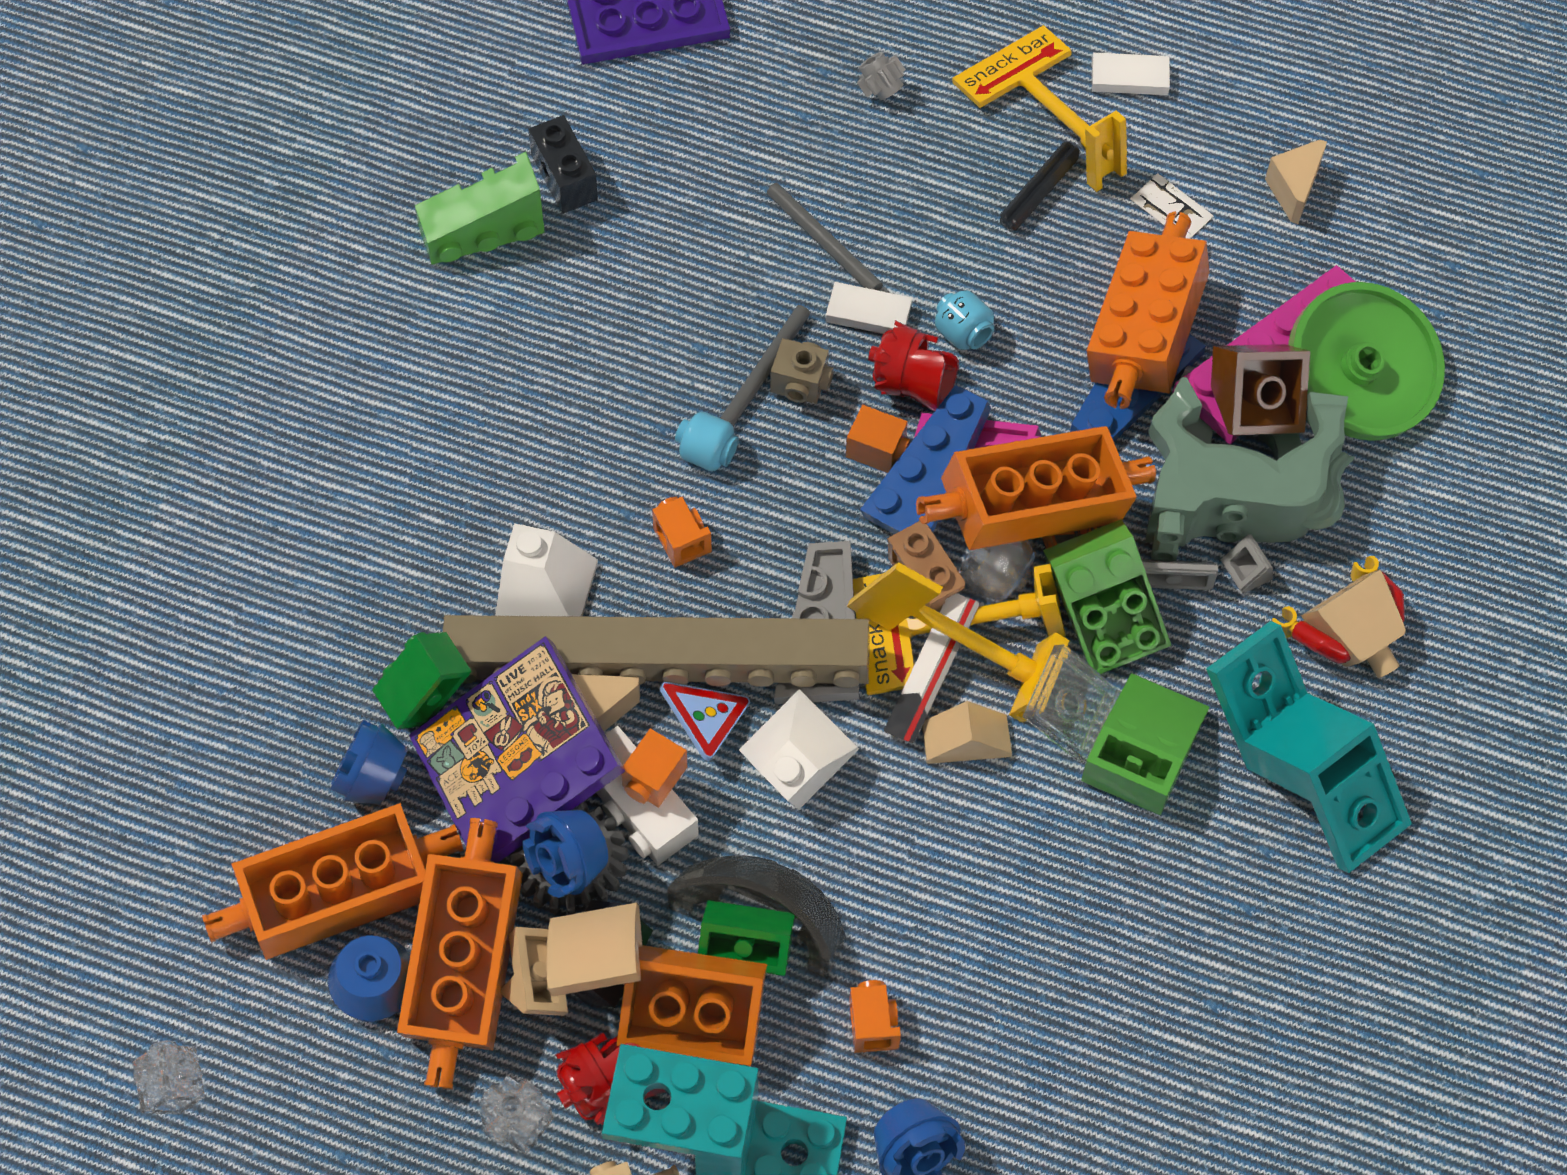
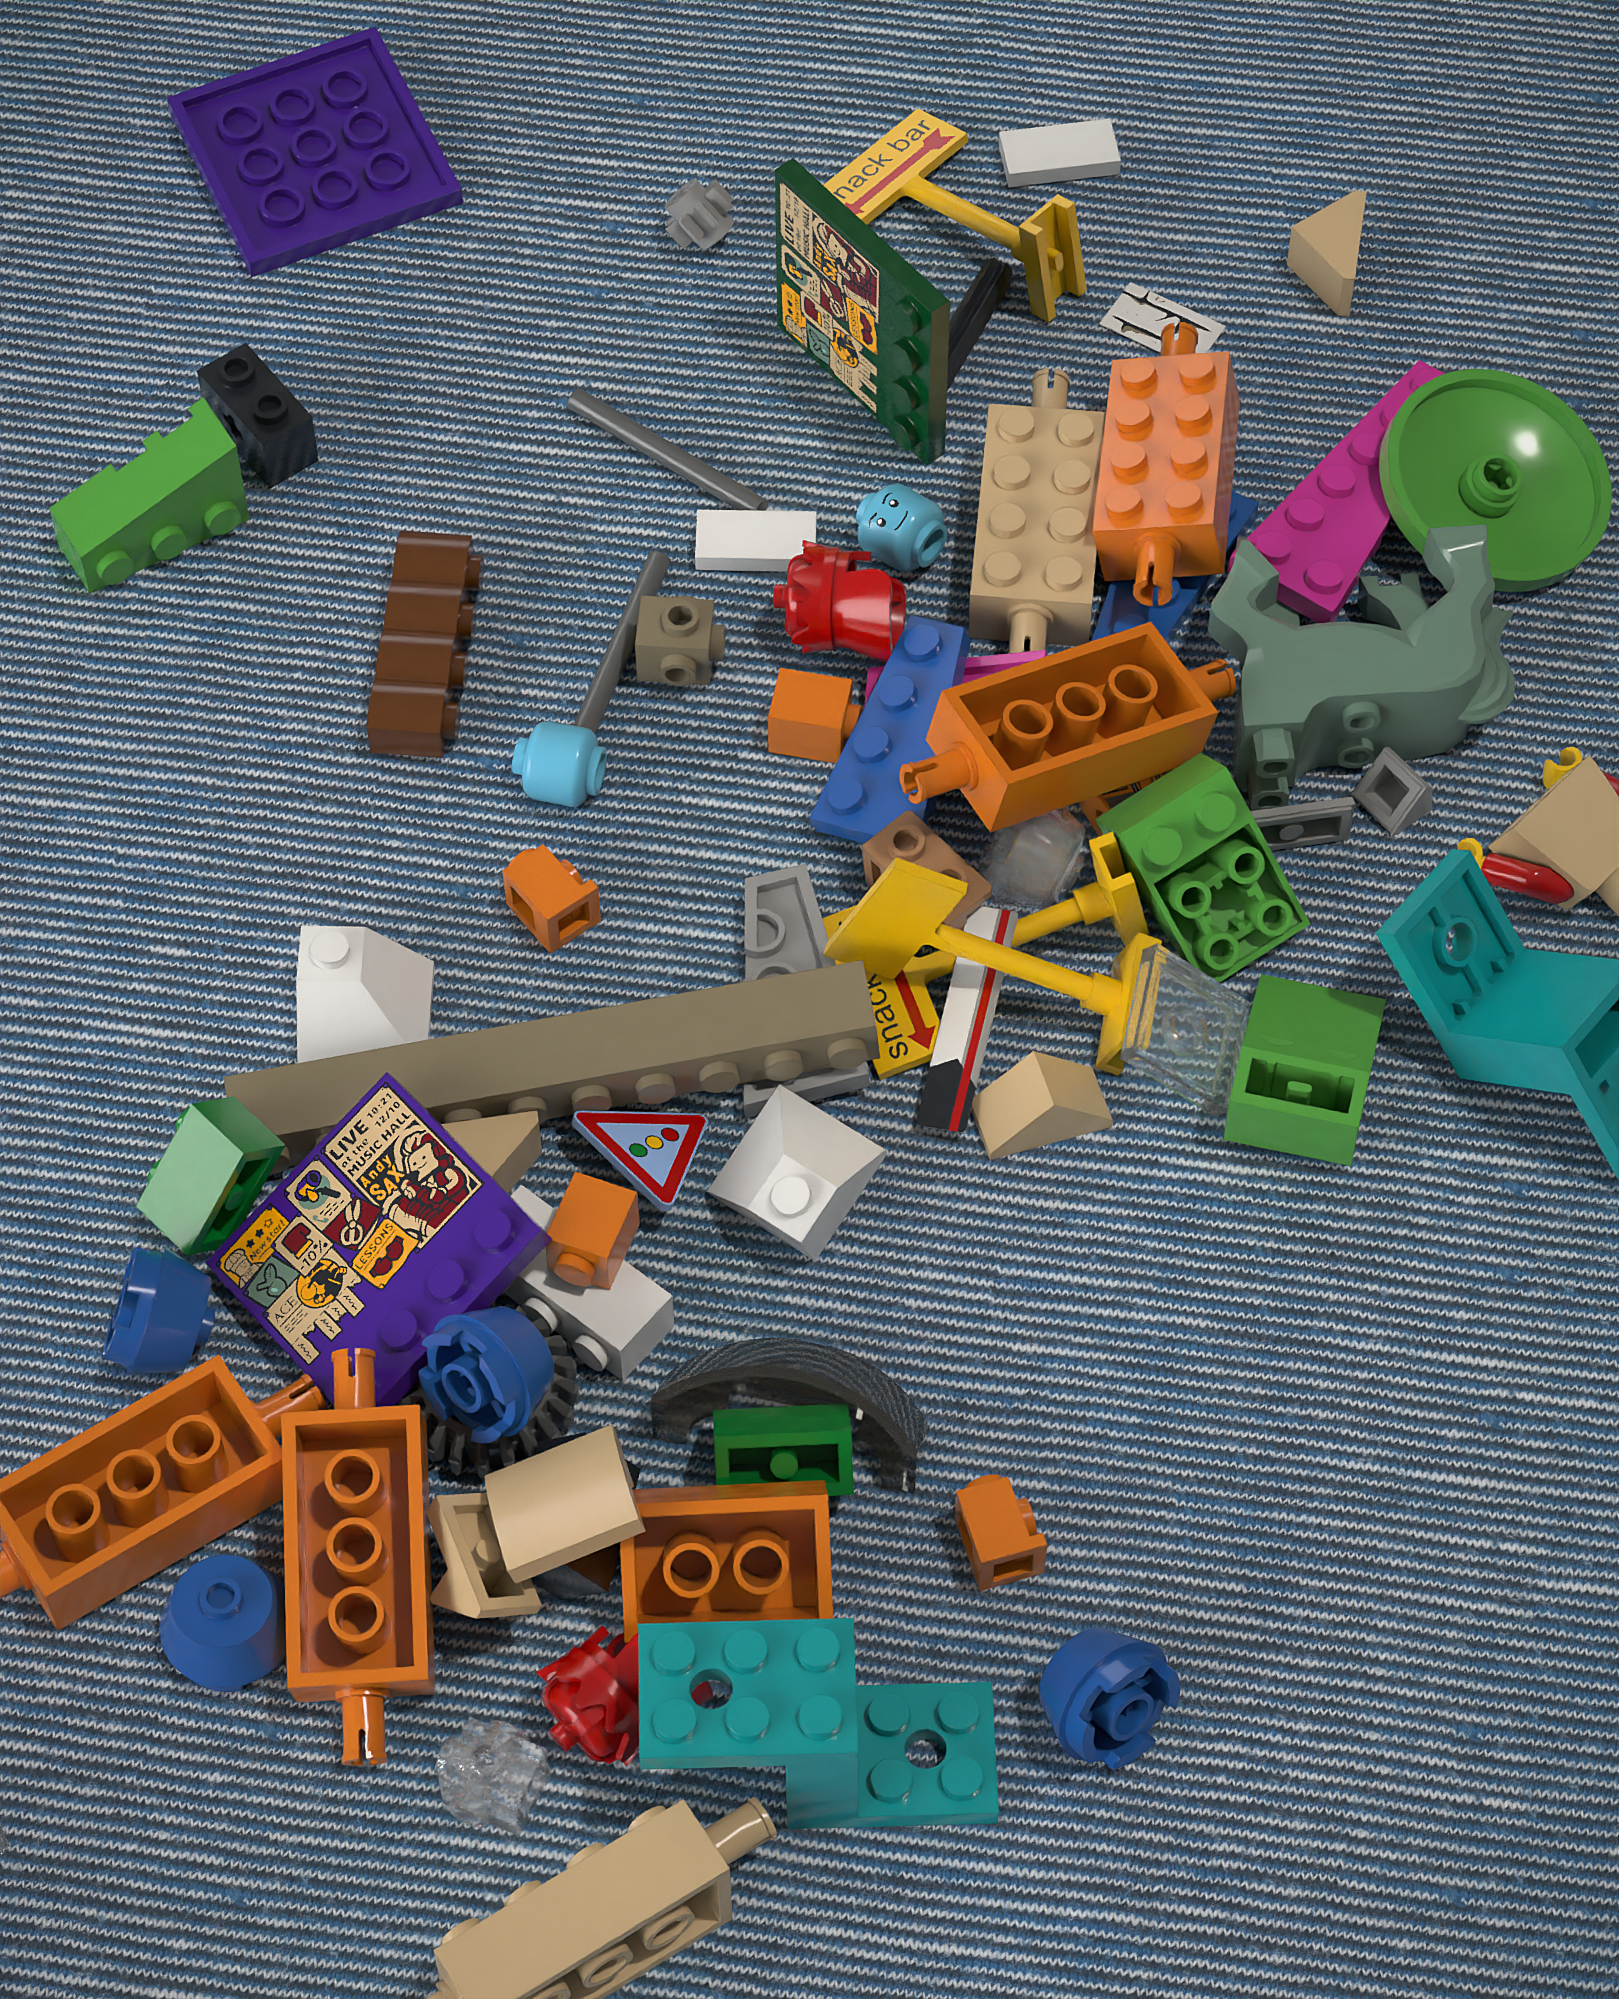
camera: 10 degrees left, 5 degrees down
(635, 342) = (423, 643): none -> reddish brown brick
(967, 170) = (861, 312): none -> plate
(1052, 332) = (1037, 521): none -> tan brick
(1261, 388) = (1358, 536): reddish brown slope -> none

